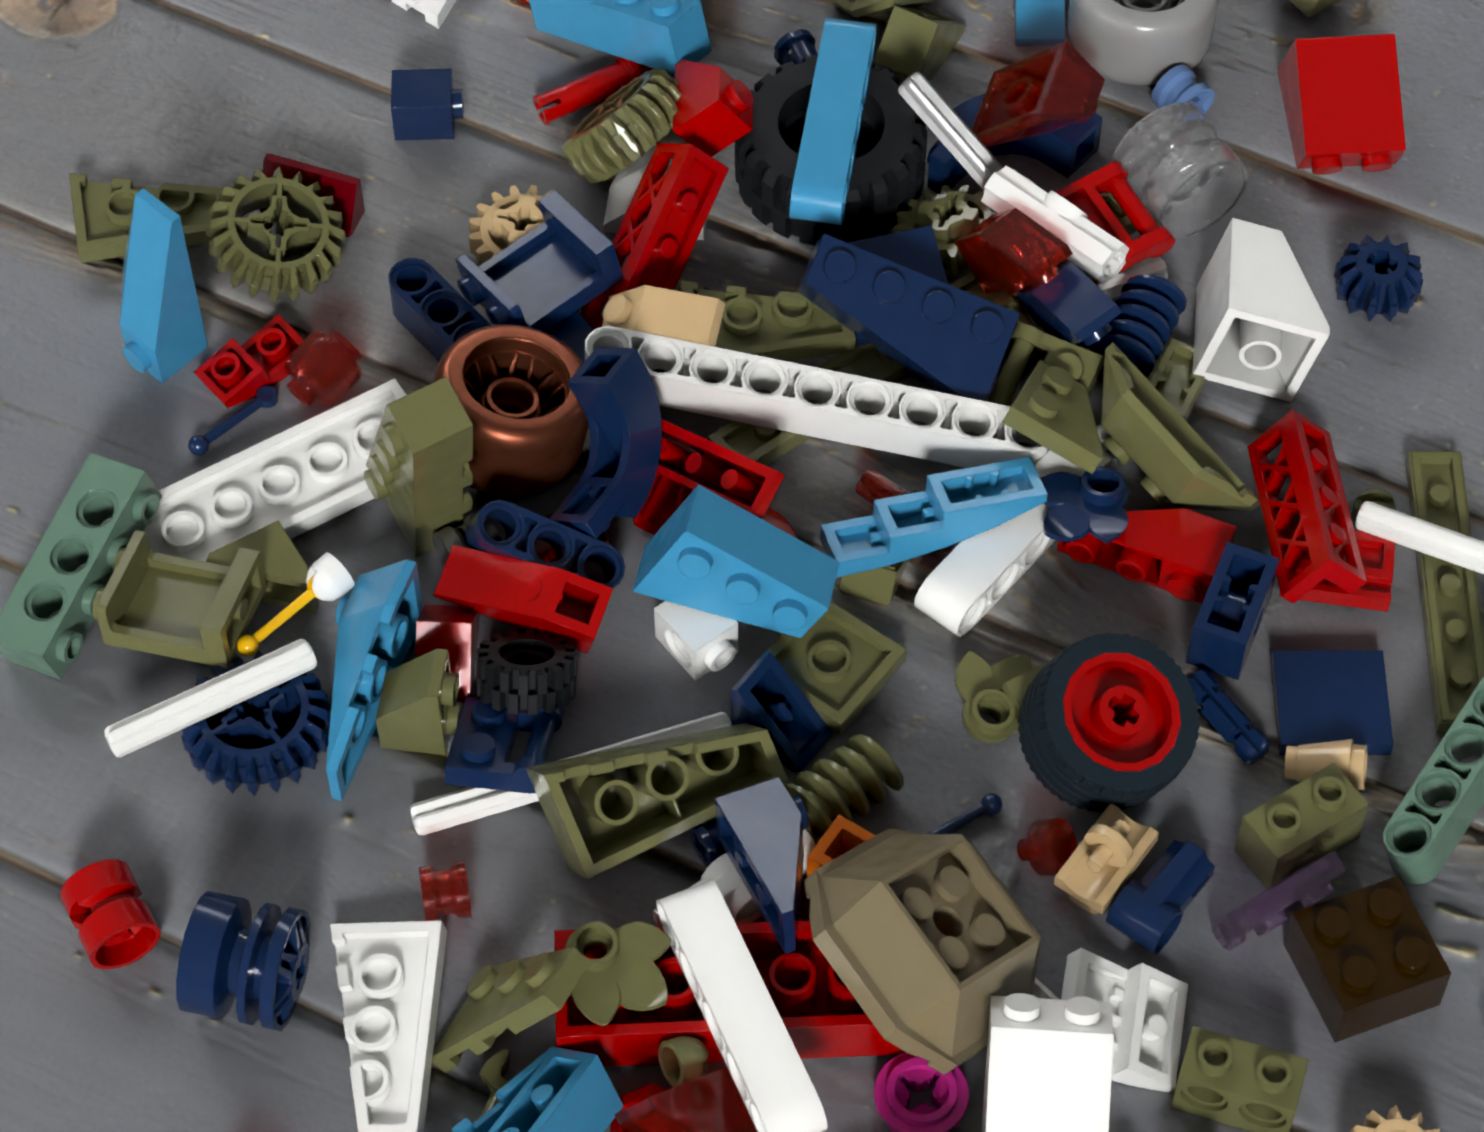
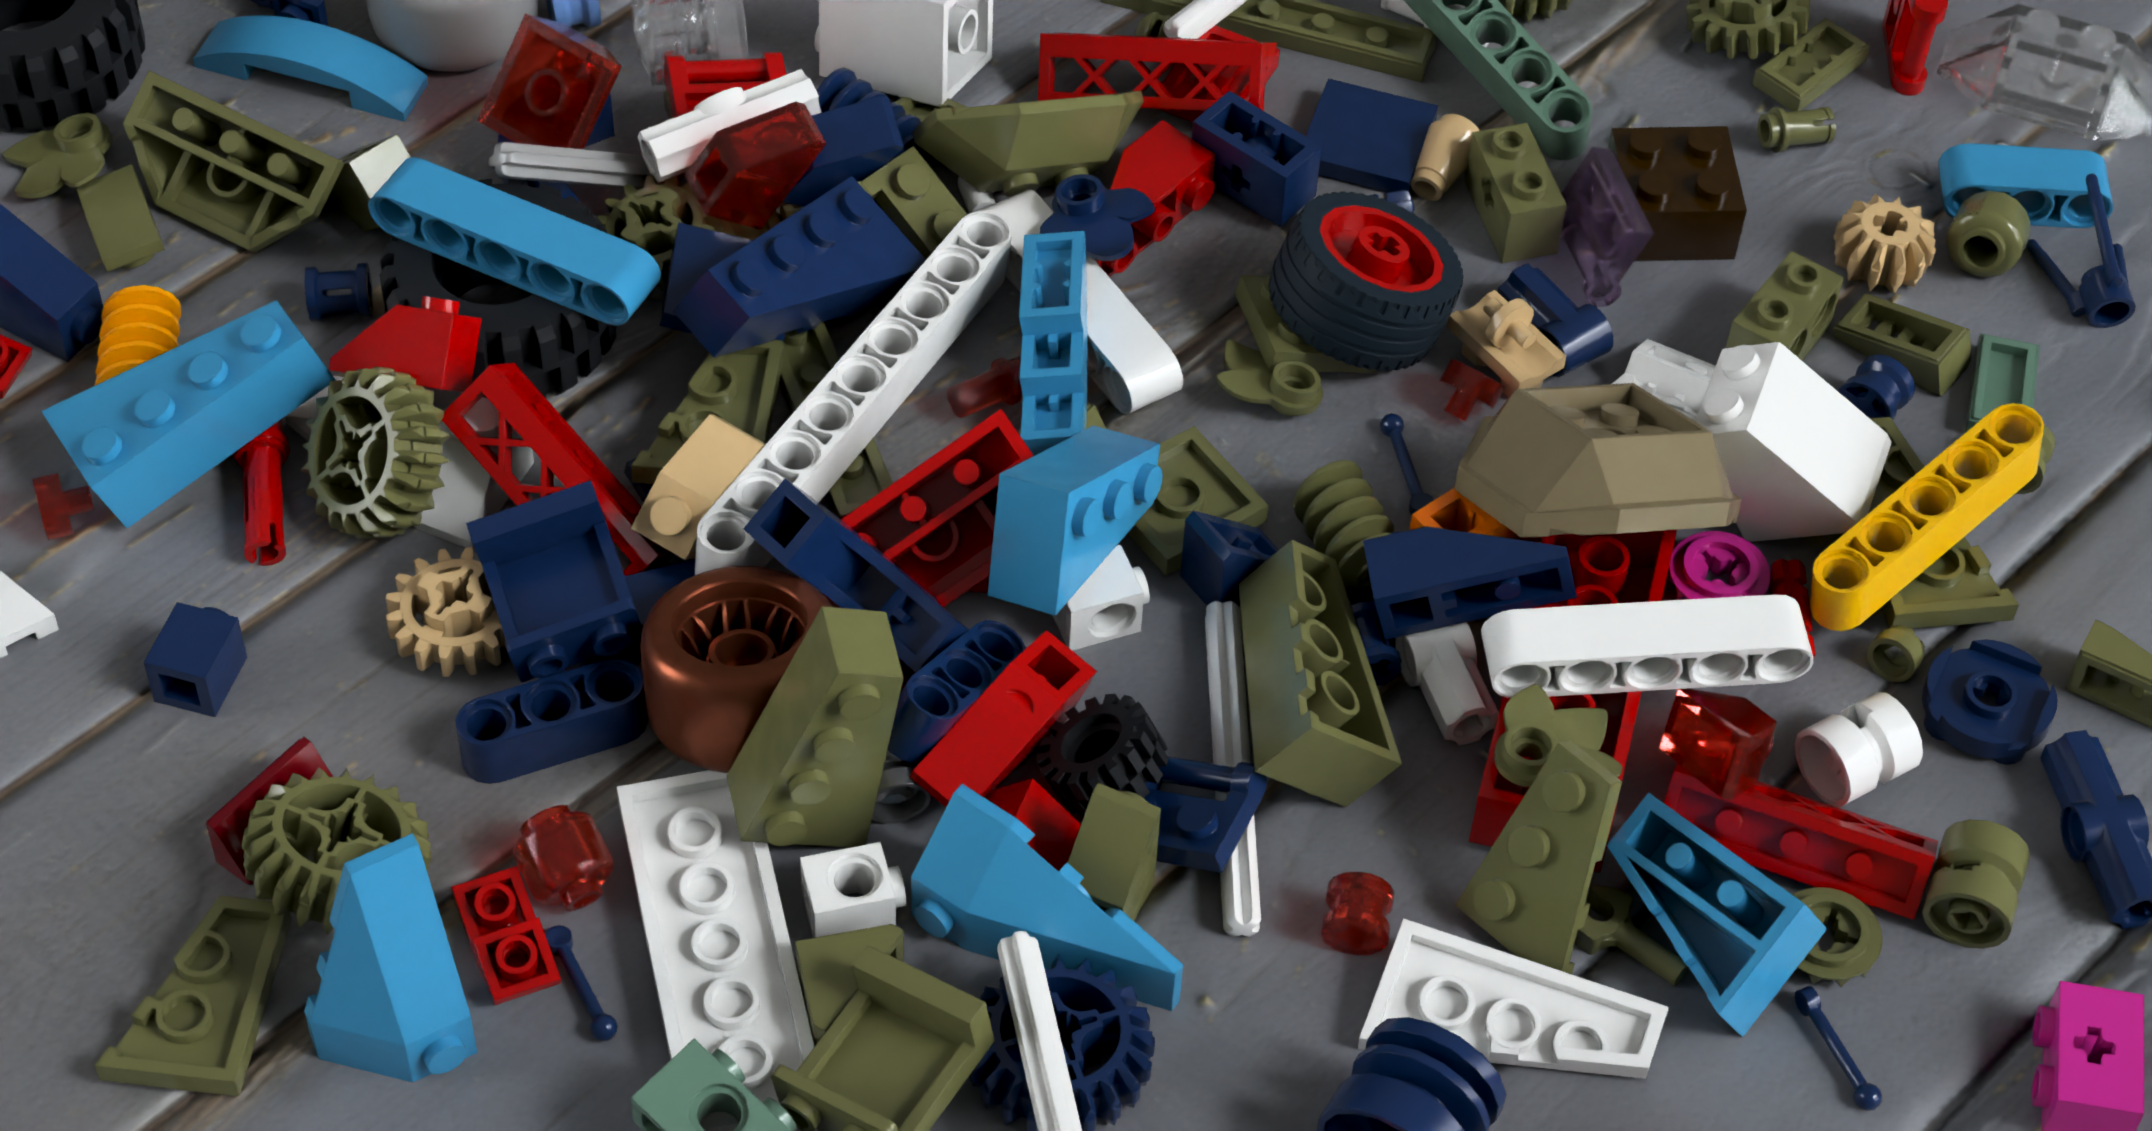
camera: 75 degrees left, 5 degrees down
(324, 580) = (914, 906): hinge -> none
(346, 533) = (846, 871): none -> white brick
(682, 1059) = (1660, 733): olive hinge -> none
(1058, 416) = (983, 198): olive wing -> none

